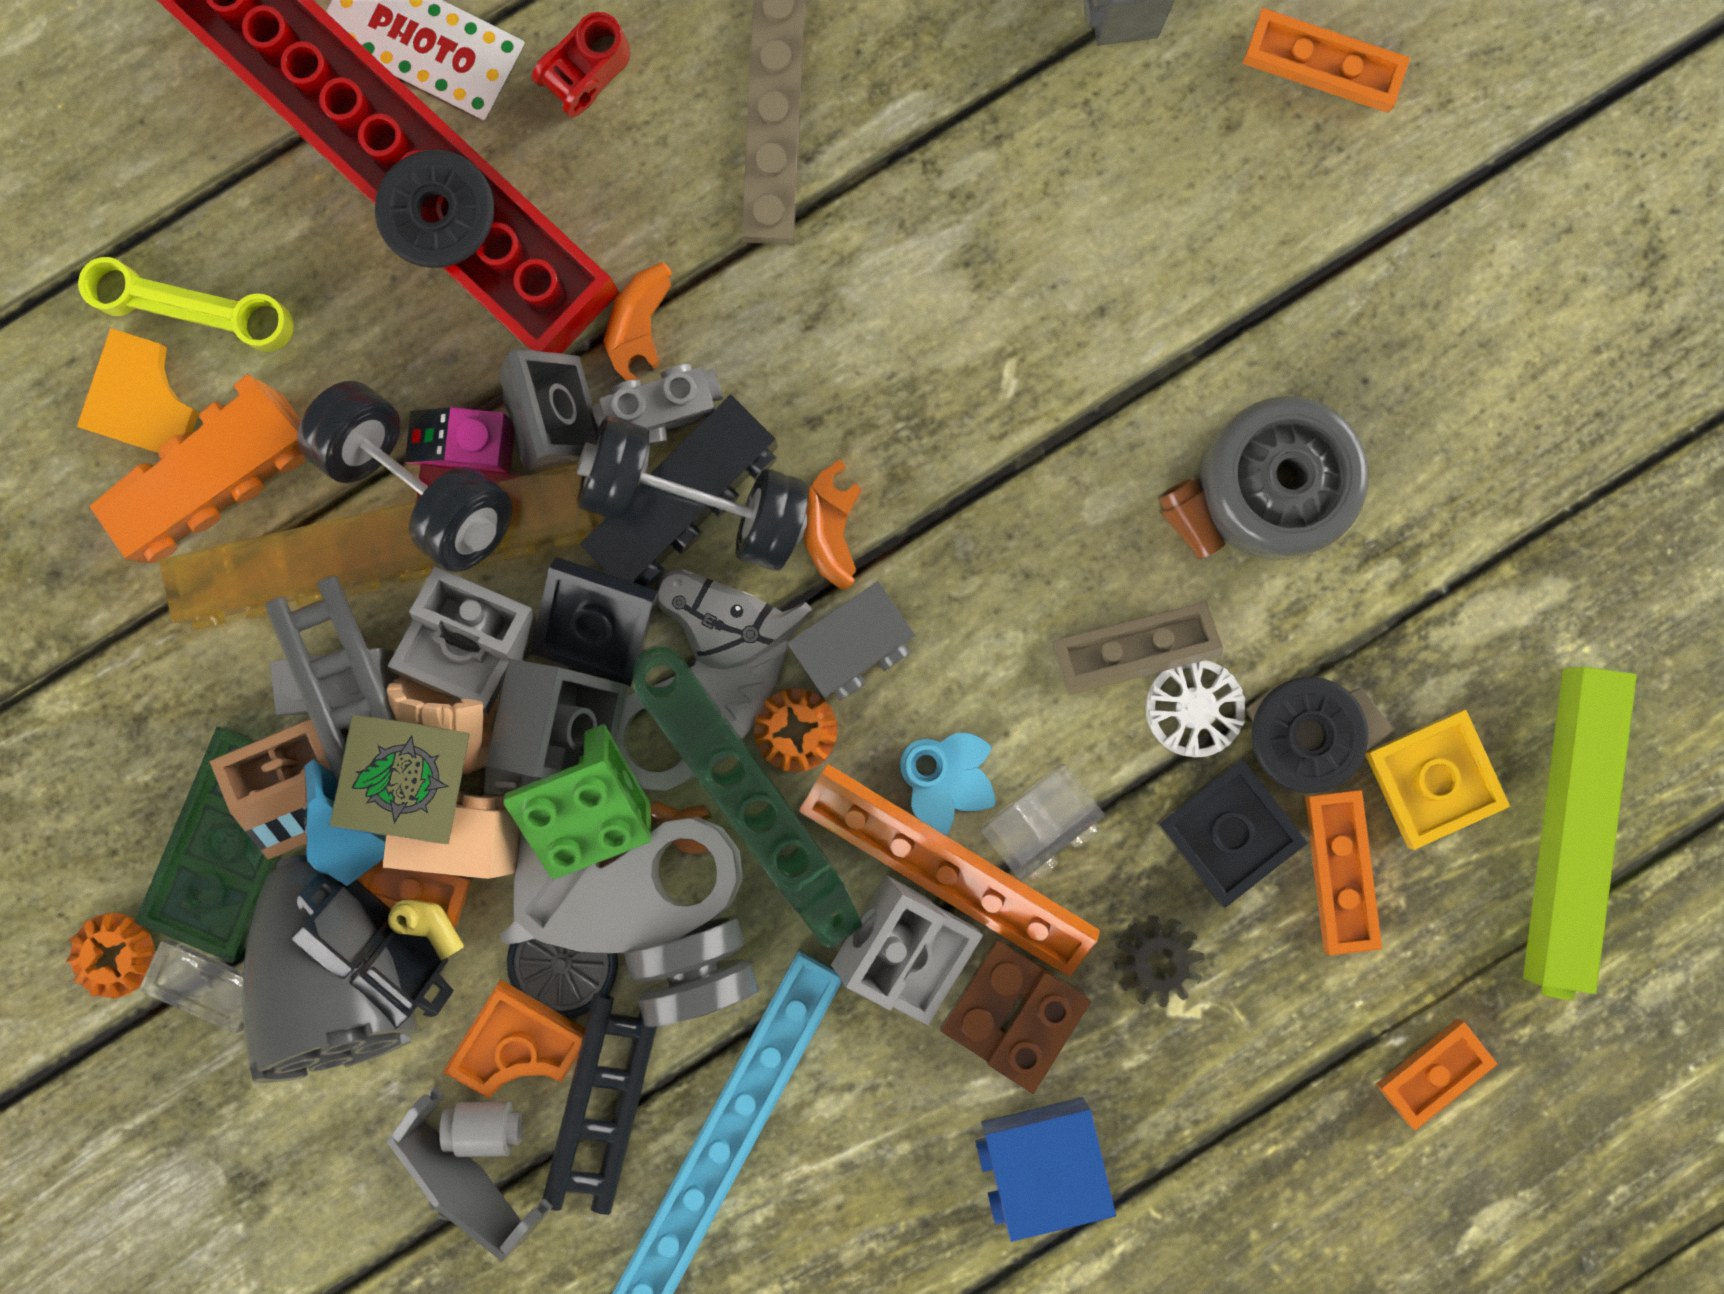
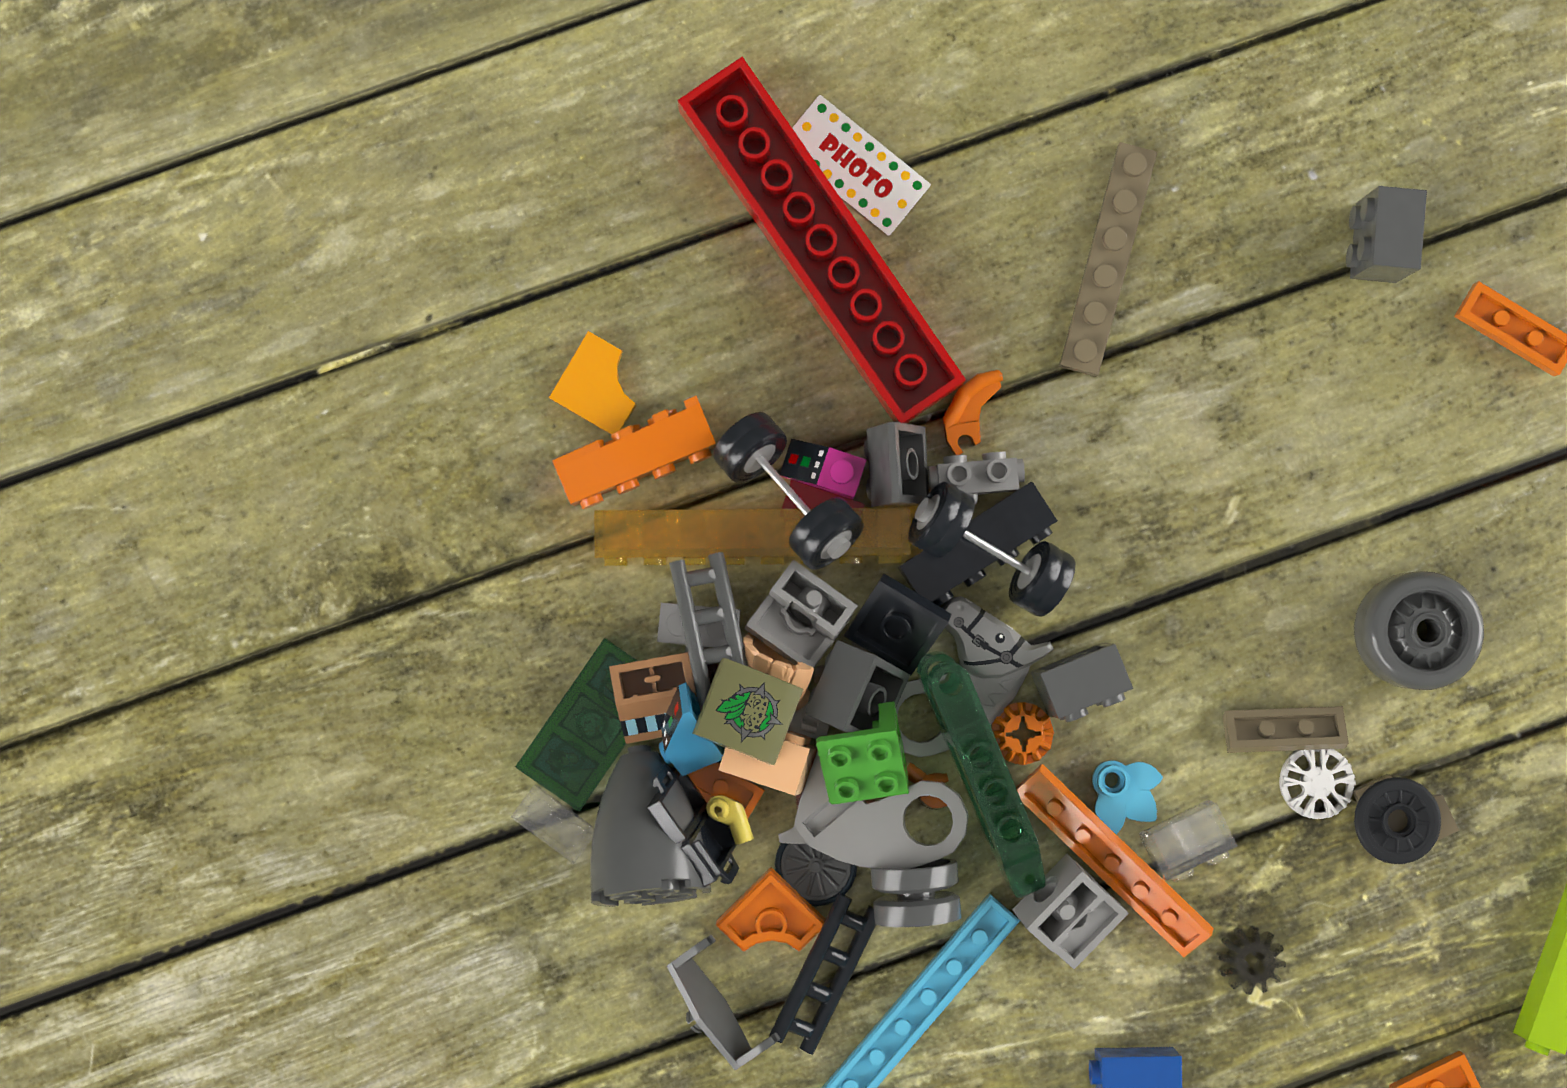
camera: 15 degrees right, 0 degrees up
(132, 962) = (508, 795): orange gear -> none
(184, 304) = (645, 325): neon yellow piece -> none
(429, 175) = (845, 328): black wheel -> none
(480, 1129) = (735, 972): light grey brick -> none
(577, 63) = (971, 214): red piece -> none
(825, 527) = (1075, 604): orange piece -> none
(1037, 1027) = (1140, 976): reddish brown brick -> none
(1189, 515) = (1344, 640): dark orange cone -> none
(1231, 832) = (1324, 879): black plate -> none
(1343, 872) = (1399, 925): orange plate -> none
(1437, 779) = (1482, 873): yellow plate -> none

